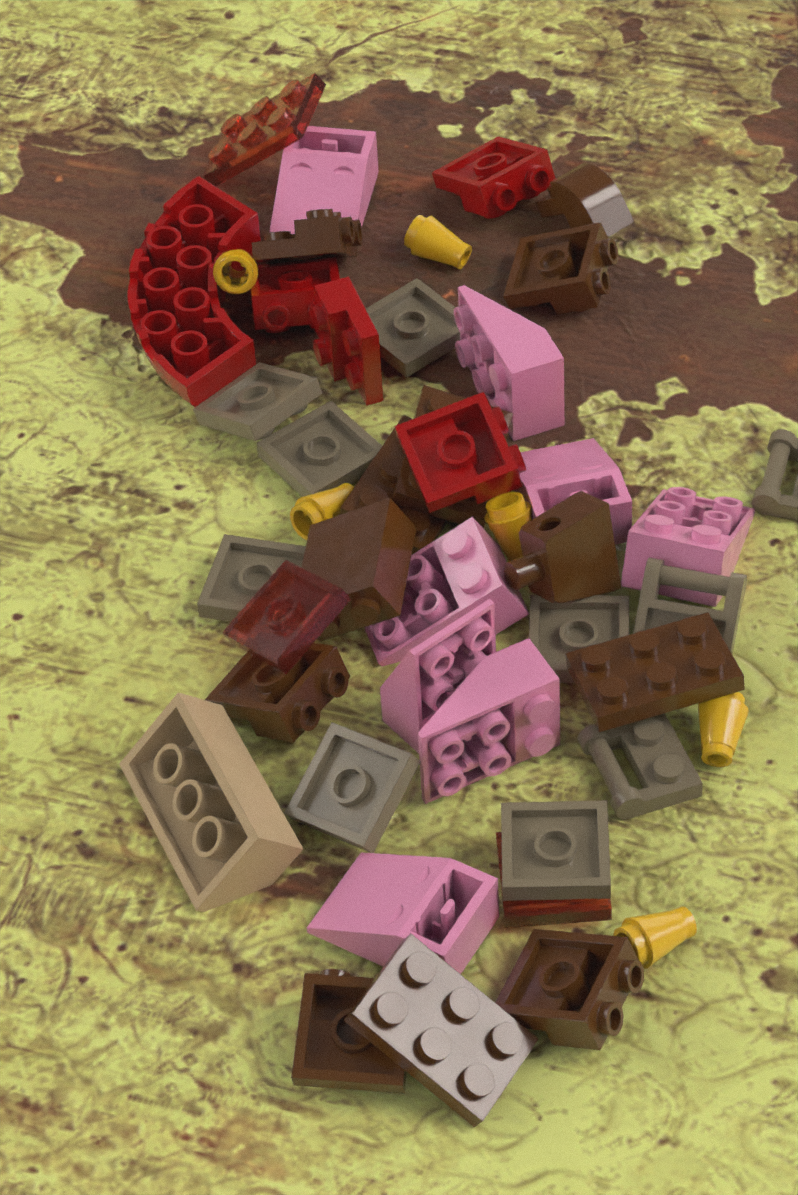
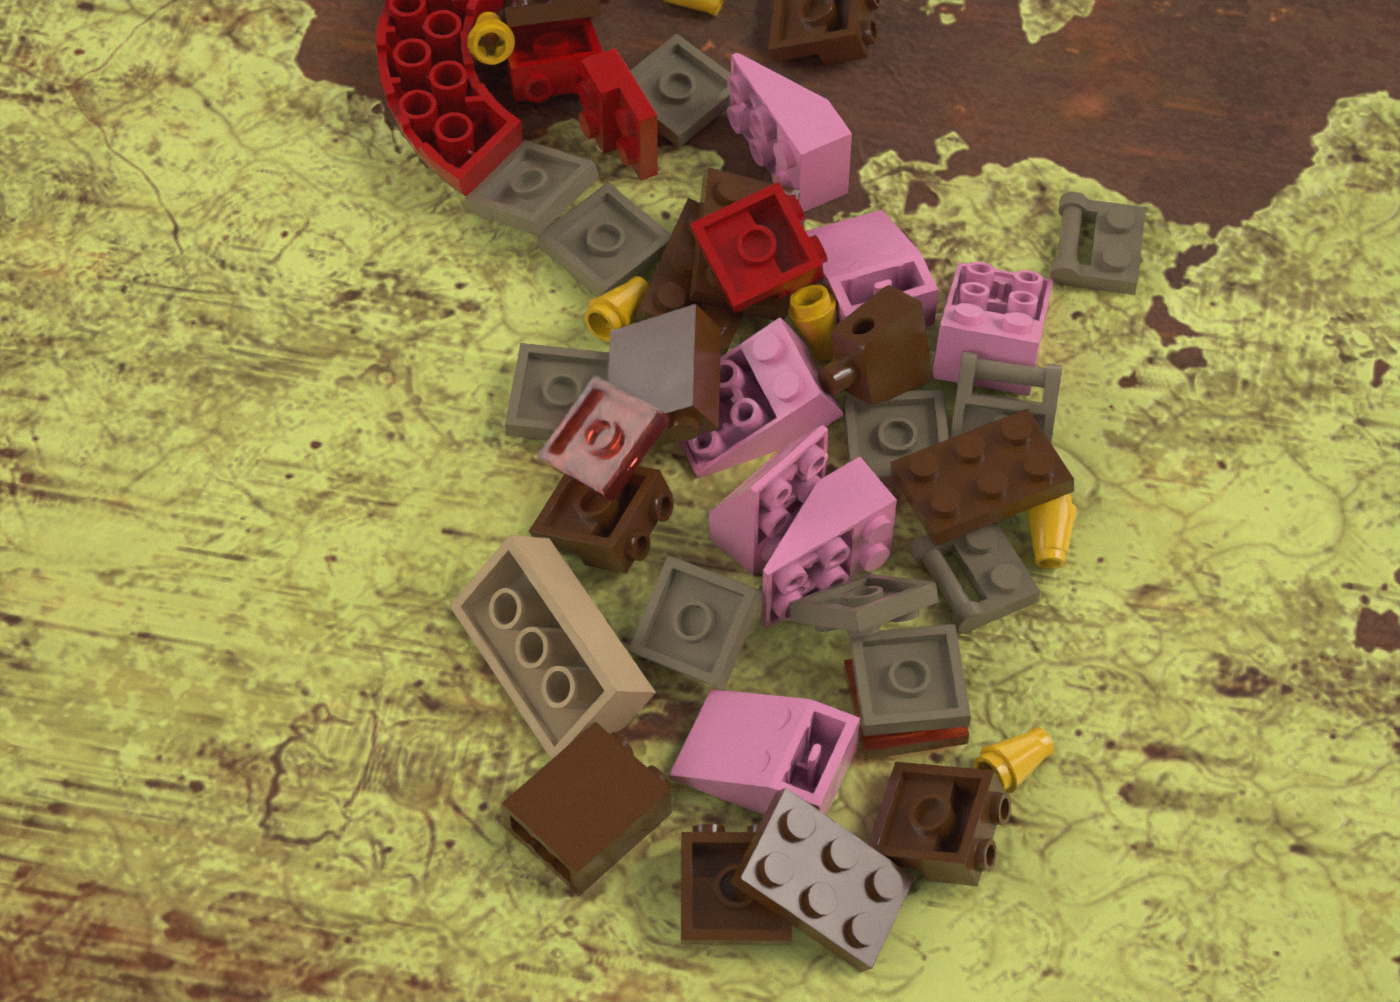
camera: 10 degrees left, 10 degrees up
(221, 951) = (588, 807): none -> reddish brown brick
(517, 779) = (864, 604): none -> dark tan plate

